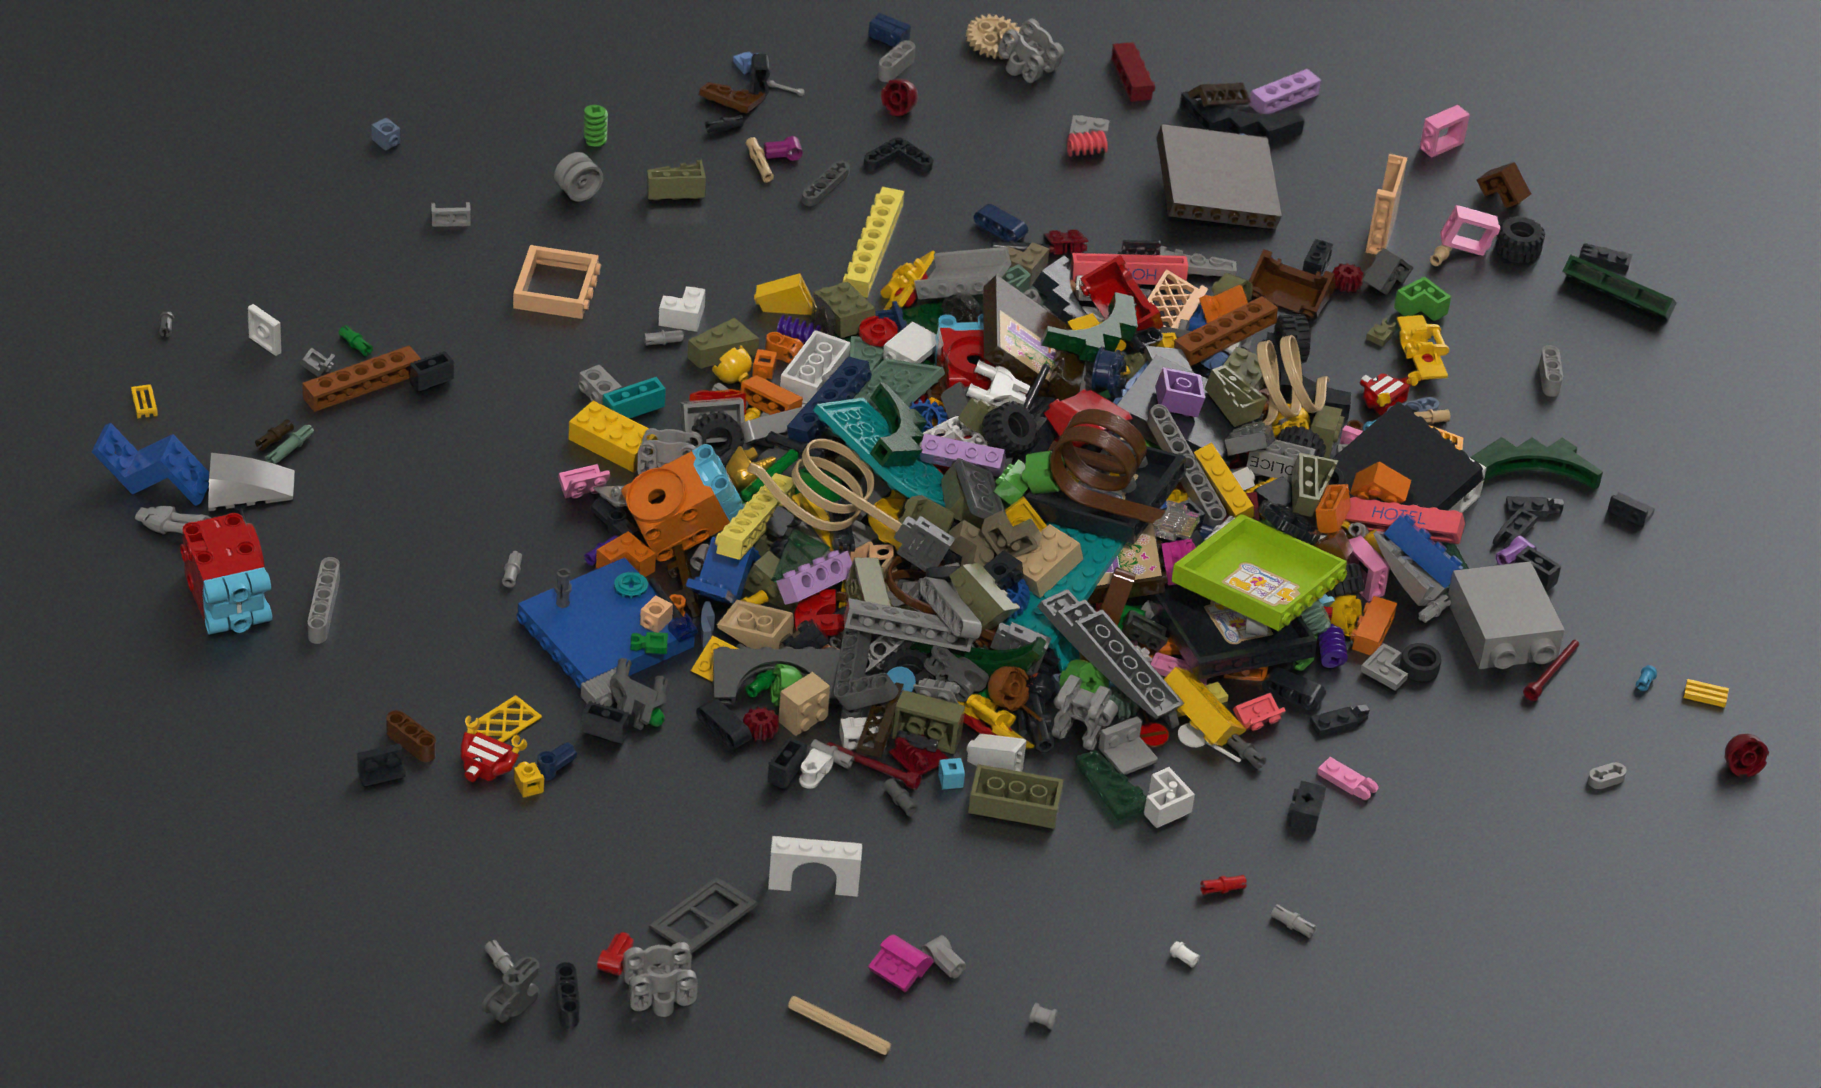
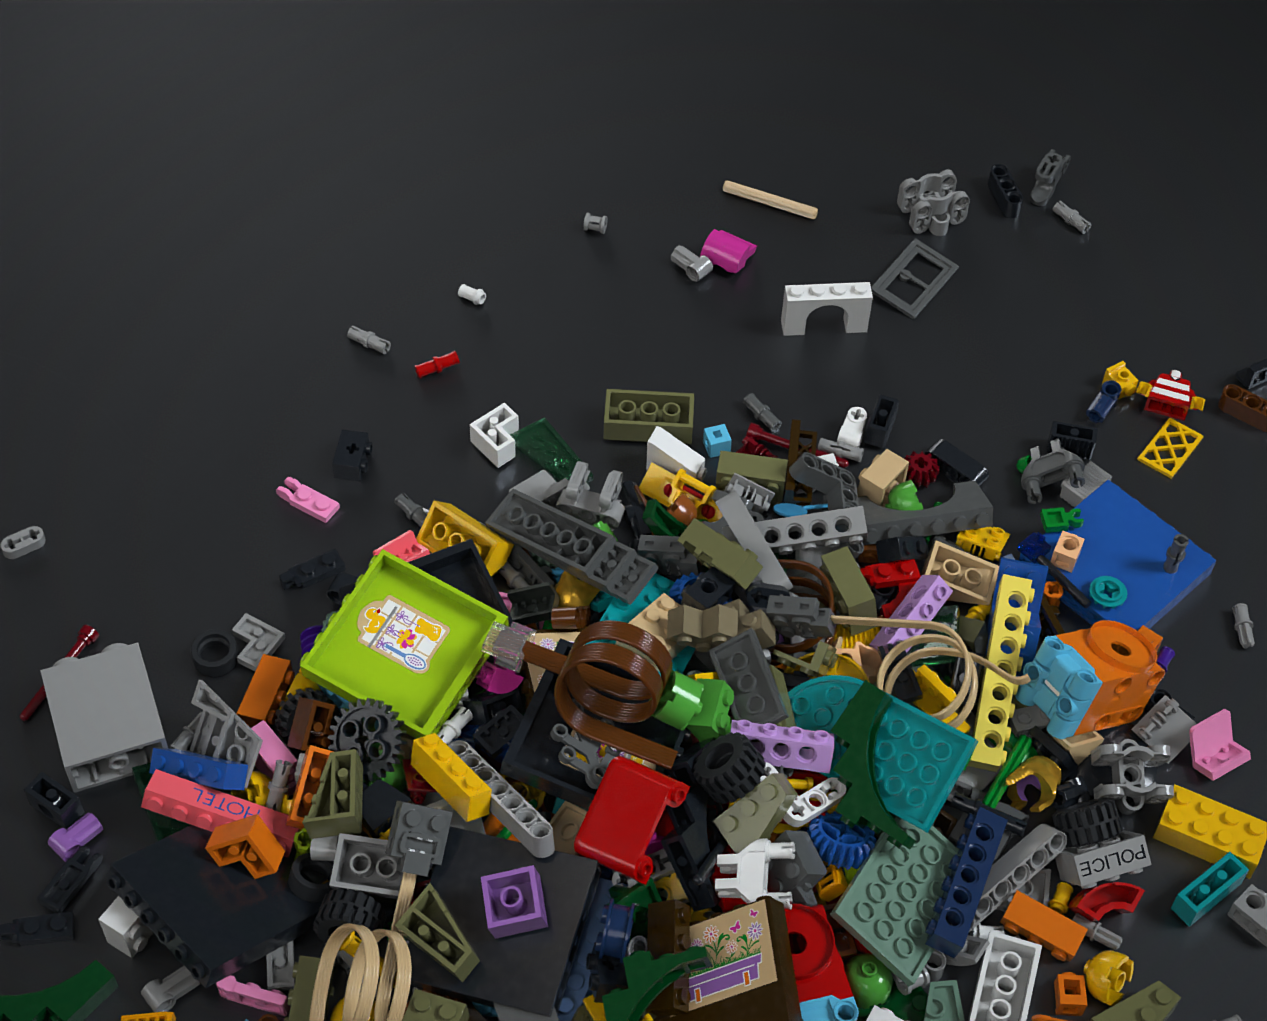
camera: 175 degrees right, 10 degrees up
(612, 958) = (977, 227): red piece -> none

